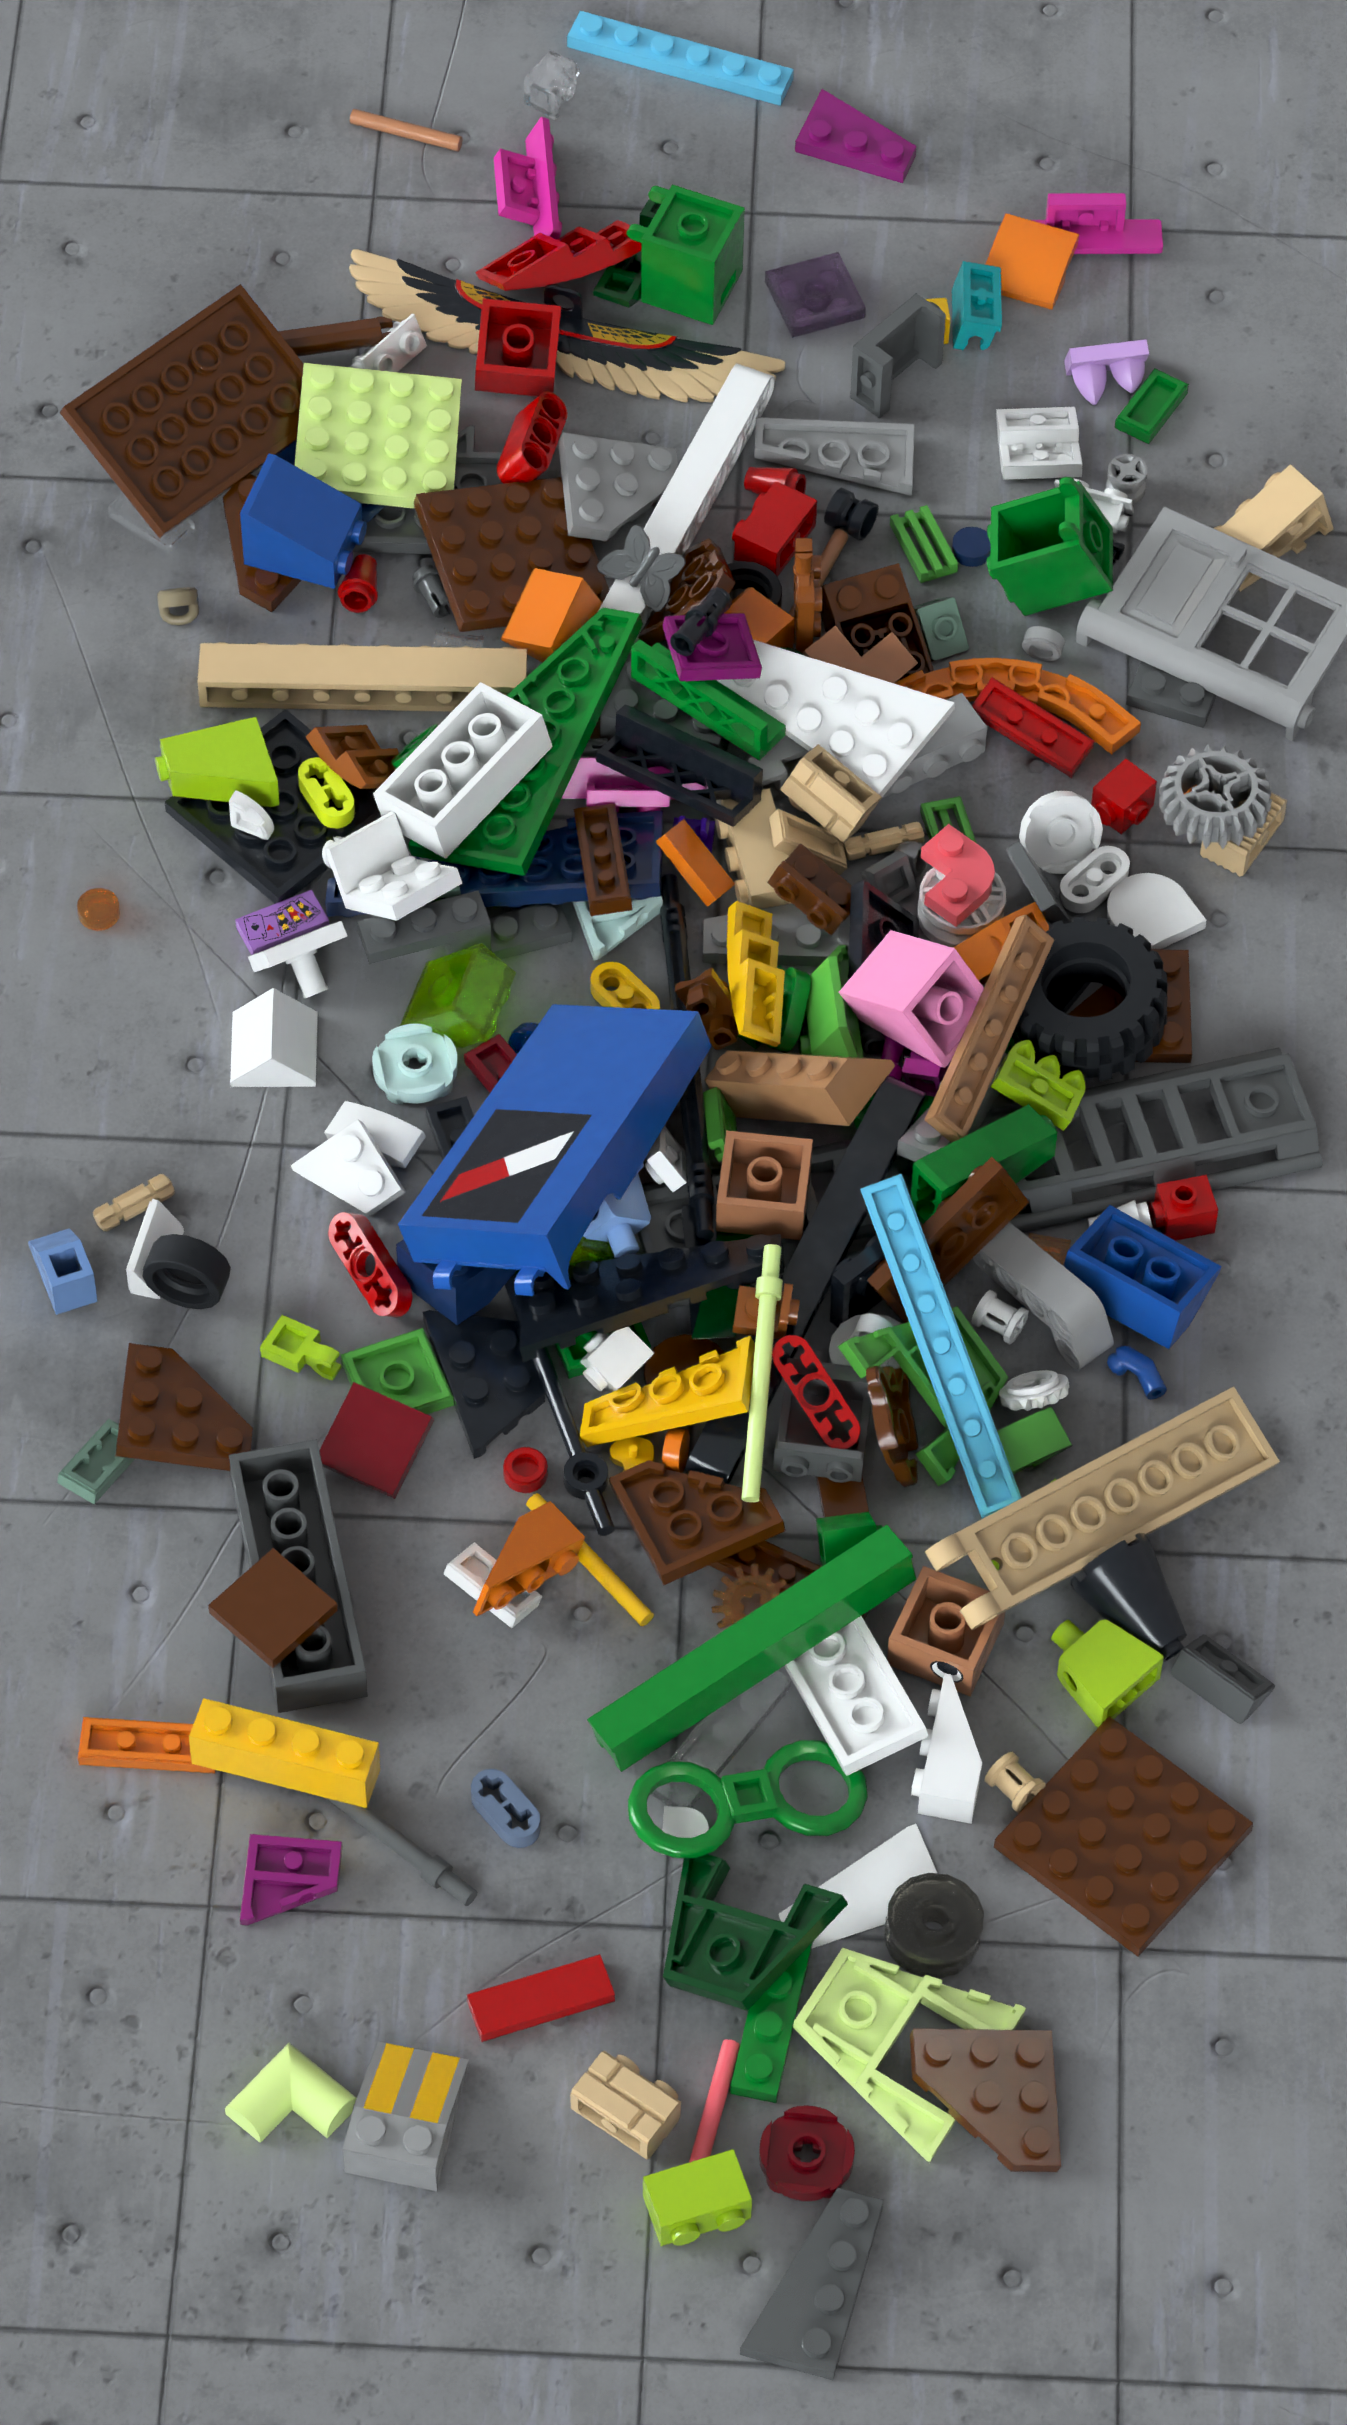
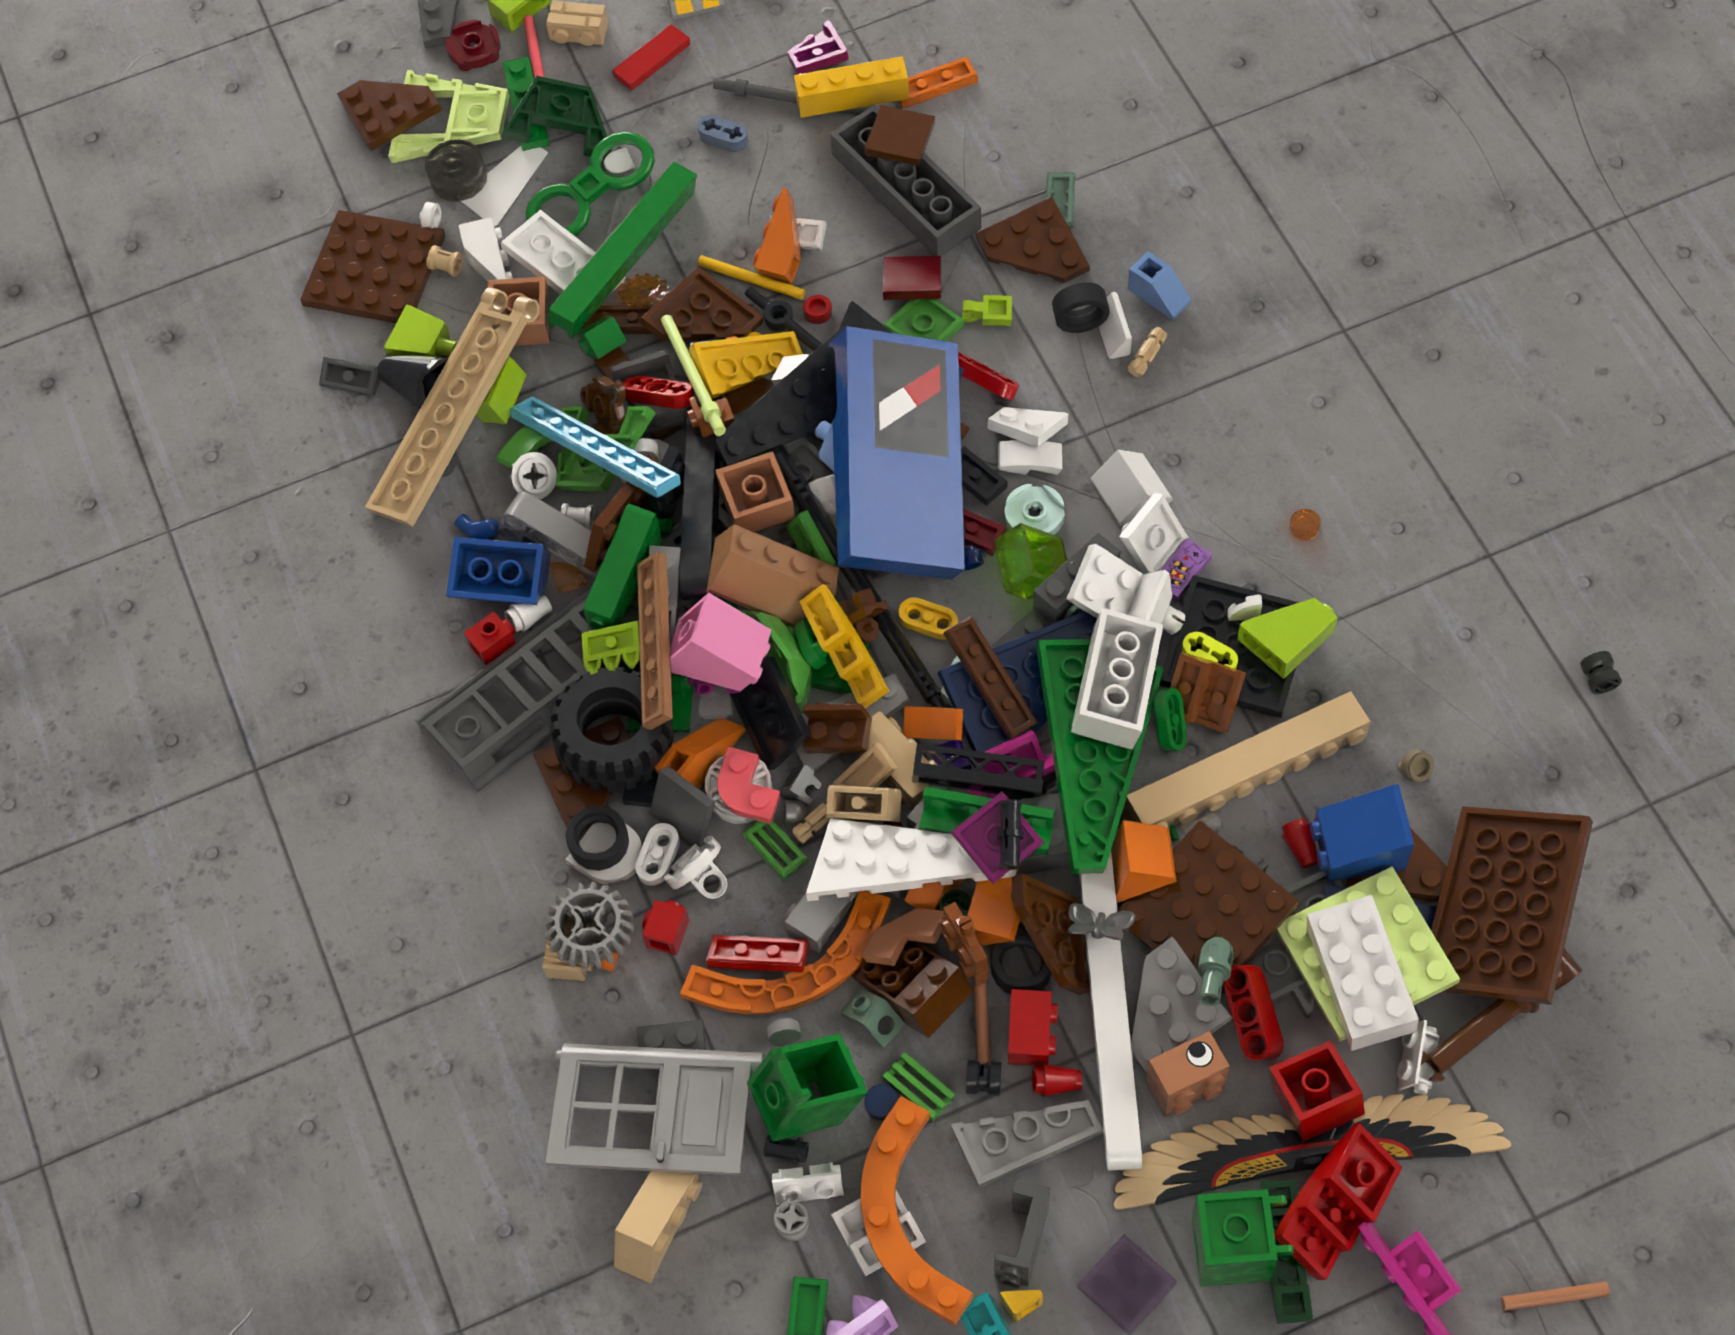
camera: 160 degrees right, 5 degrees up
(405, 391) = (1362, 973): none -> white brick
(551, 467) = (1214, 968): none -> sand green arm
(641, 406) = (1187, 1074): none -> nougat brick
(1006, 1864) = (430, 215): none -> white tile
(1032, 431) = (881, 1220): none -> orange plate
(1166, 885) = (591, 816): none -> black tyre

